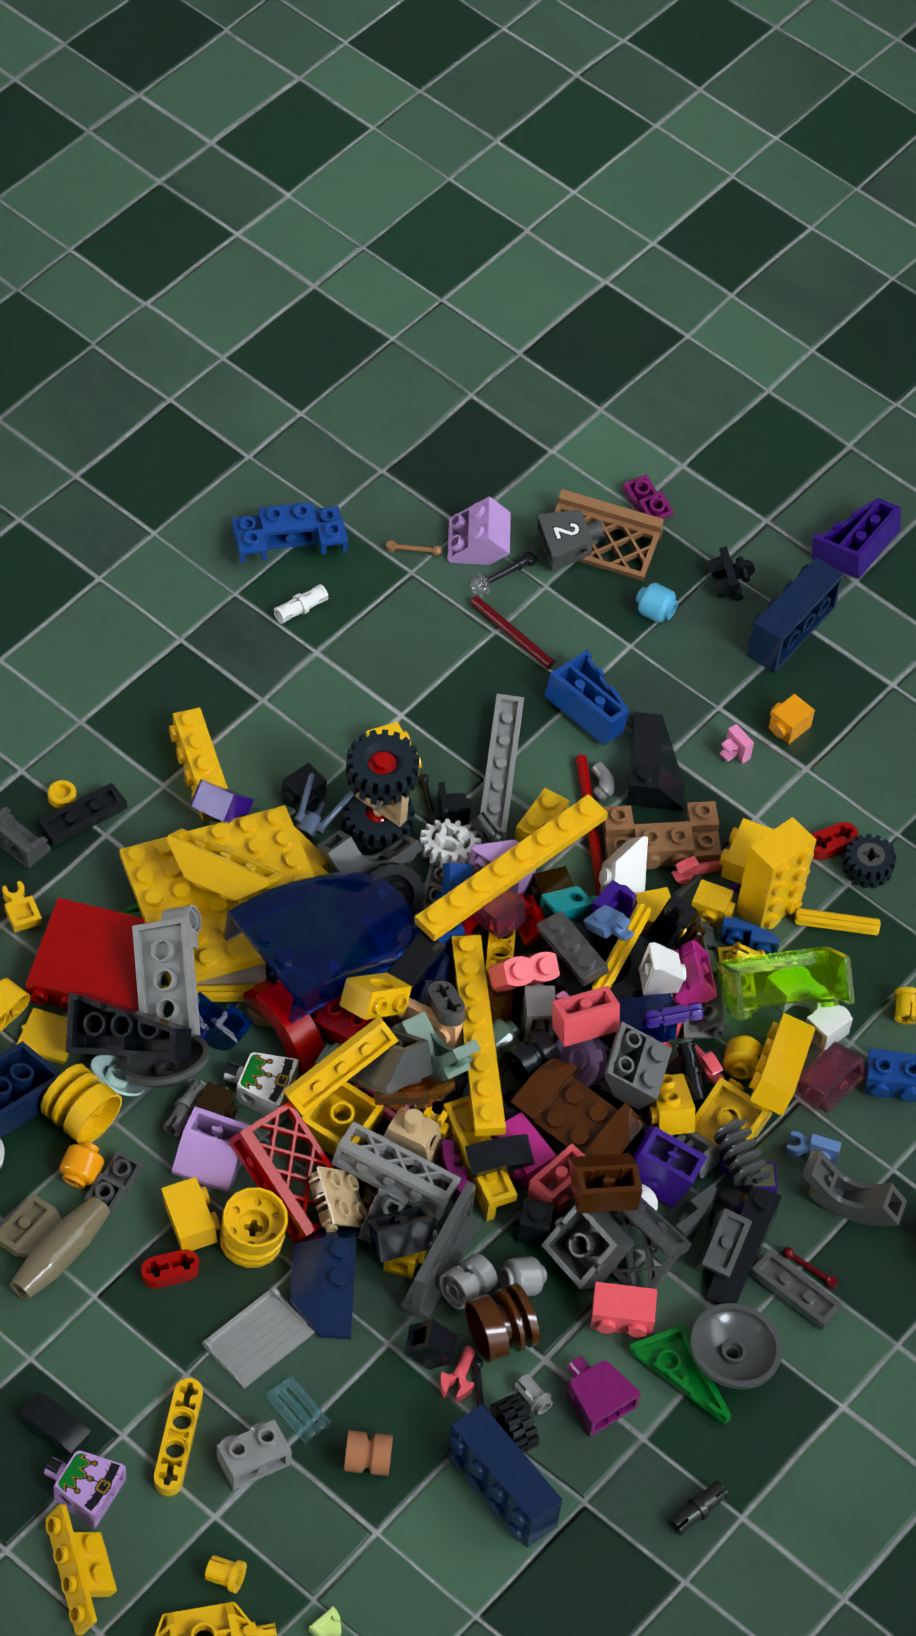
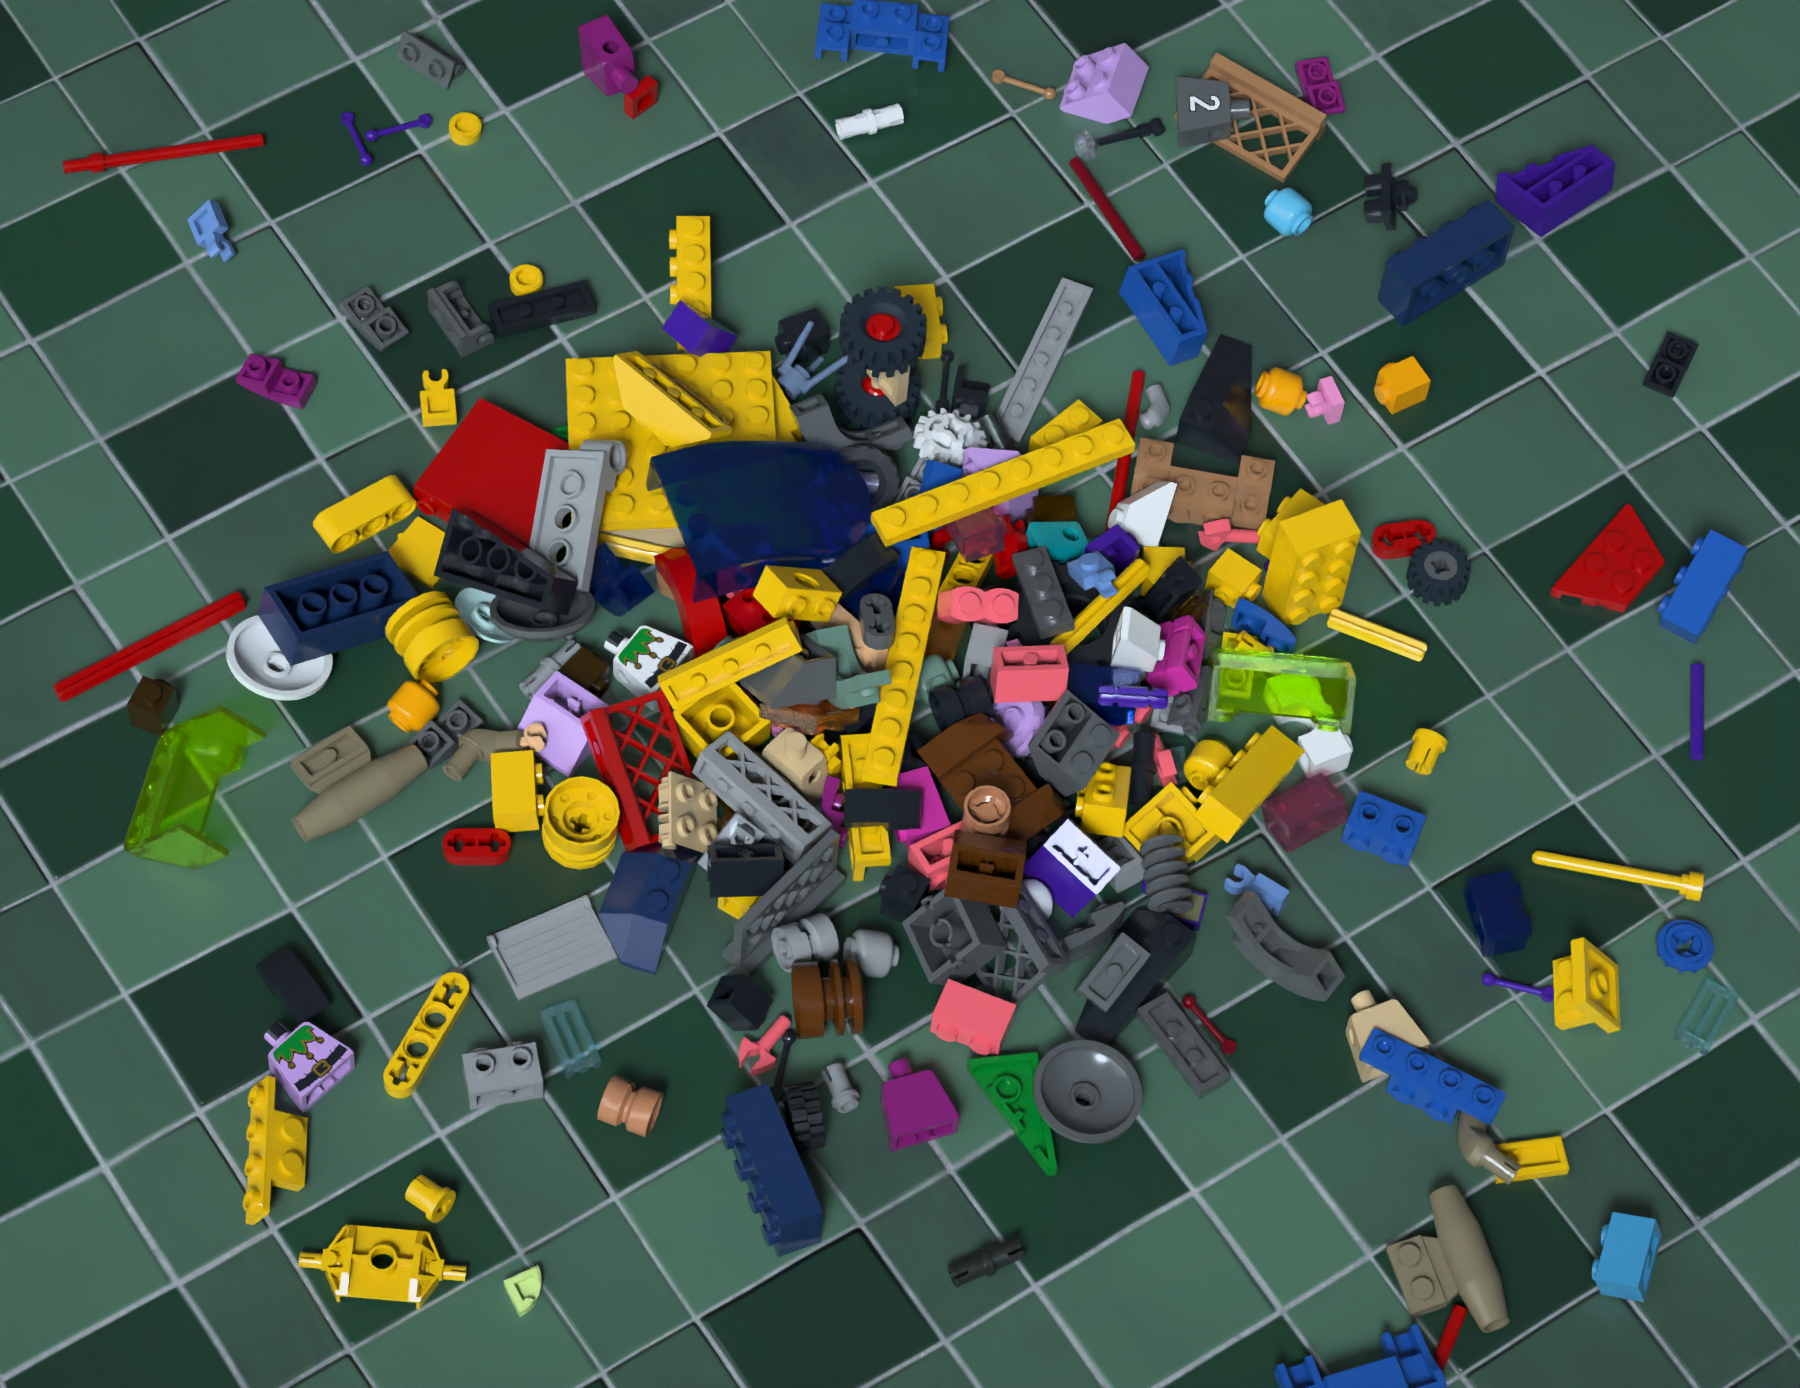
camera: 15 degrees right, 5 degrees up
(74, 598) = (607, 57): none -> magenta torso
(109, 624) = (641, 98): none -> red plate
(149, 1183) = (479, 743): none -> dark tan arm
(587, 1136) = (986, 812): none -> nougat wheel
(698, 745) = (1280, 391): none -> light orange head

